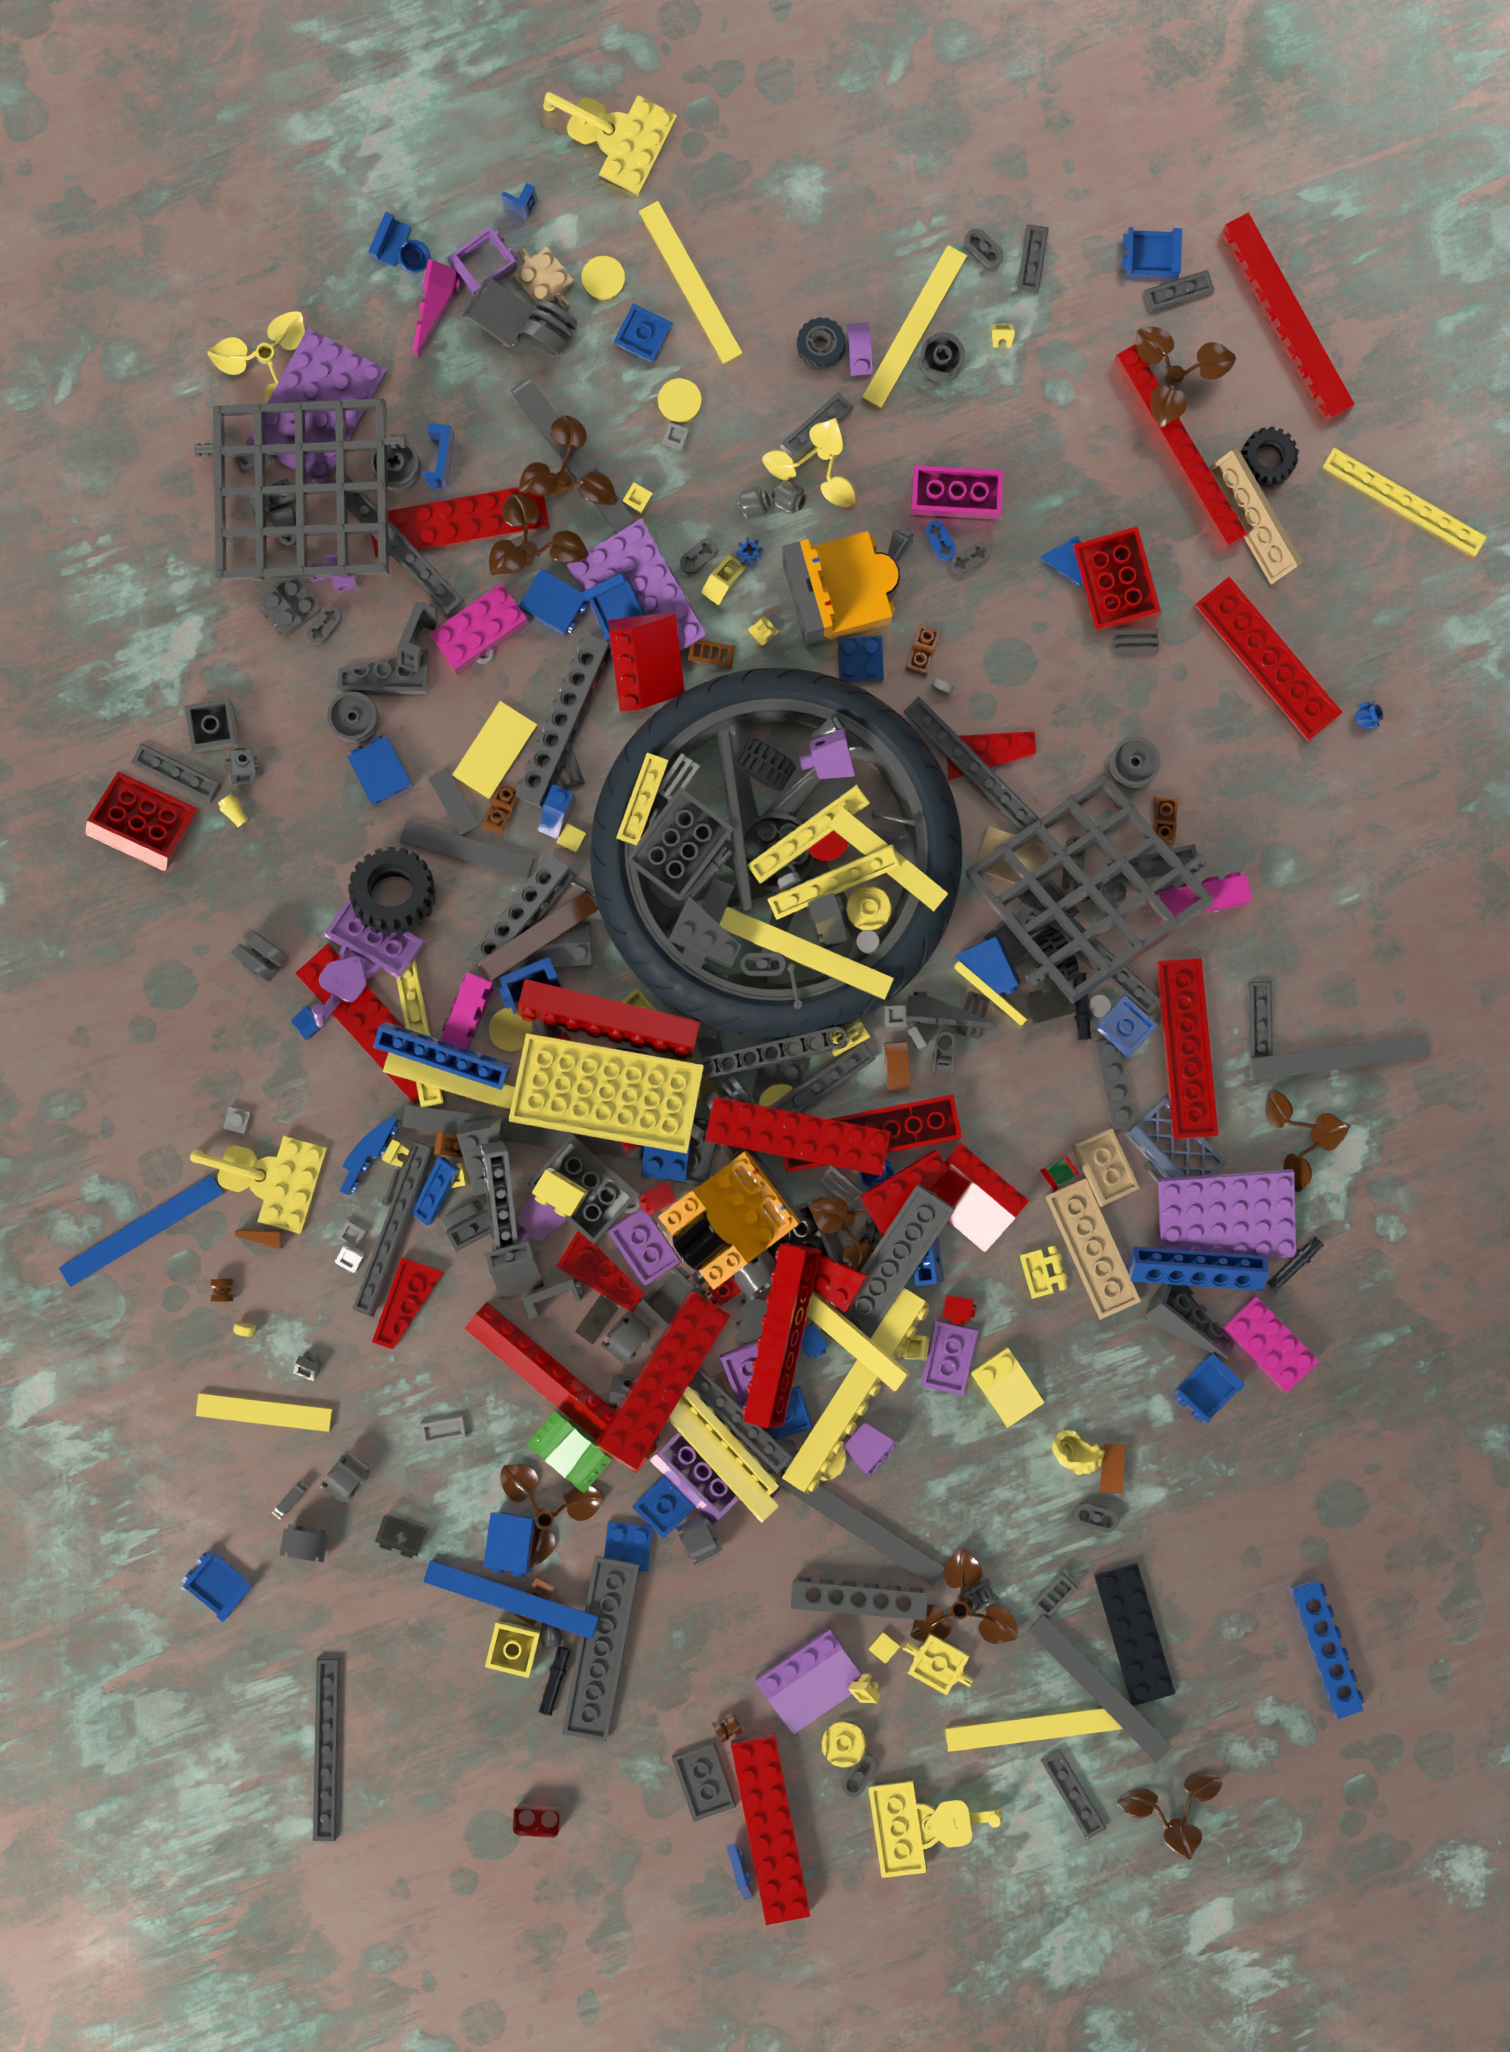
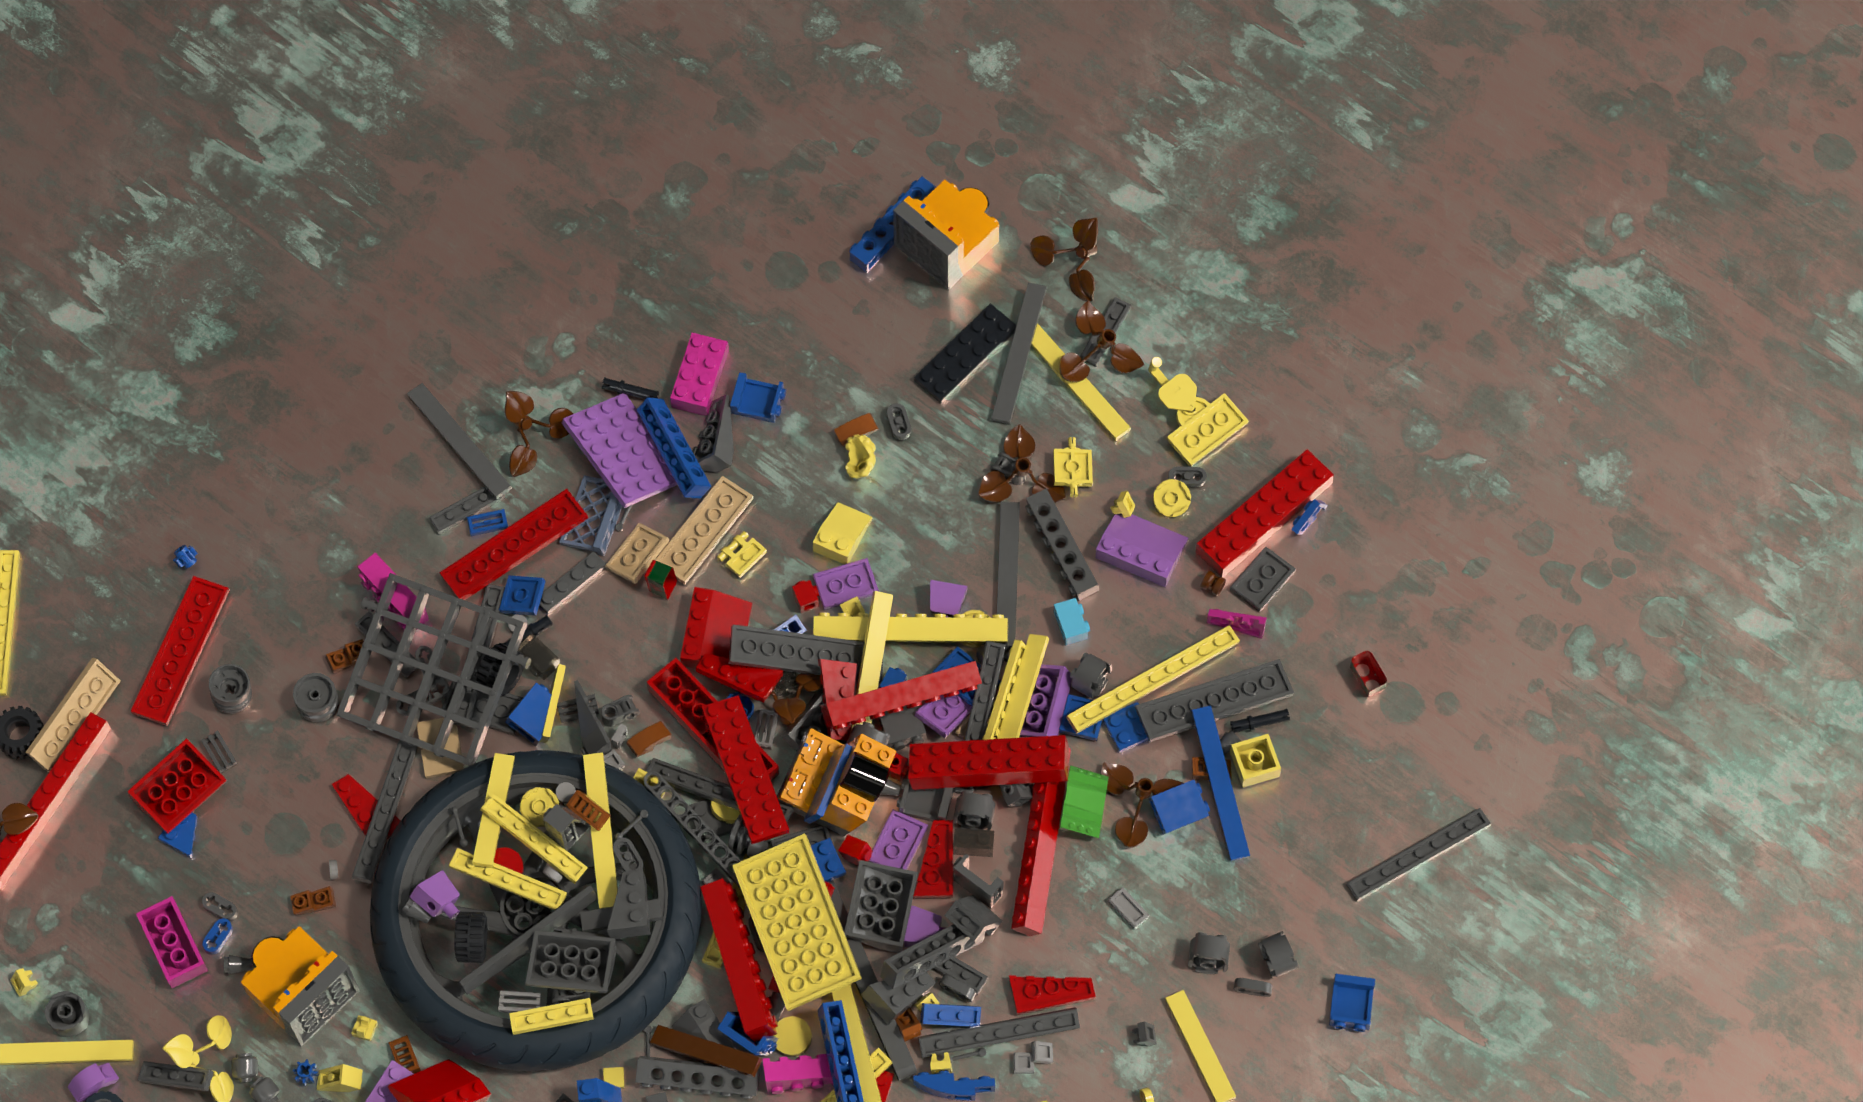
camera: 125 degrees left, 20 degrees down
(393, 1526) = (1226, 901): clear smoke brick -> none
(559, 1192) = (893, 908): light yellow brick -> none
(659, 1602) = (1152, 679): none -> light yellow plate
(670, 1724) = (1239, 622): none -> dark pink wing
(724, 1204) = (828, 783): none -> tile
(771, 1558) = (1071, 621): none -> medium azure brick
(837, 940) = (579, 801): none -> dark orange slope
(860, 658) = (346, 941): blue plate -> none
(884, 1647) = (1085, 511): light yellow tile -> none
(1030, 1795) = (1092, 321): none -> reddish brown plant
(1069, 1579) = (962, 423): dark grey slope -> none
(1202, 674) = (233, 679): none -> dark grey wheel
(1218, 1053) = (472, 527): none -> blue tile
(1281, 1698) = (946, 231): none -> piece

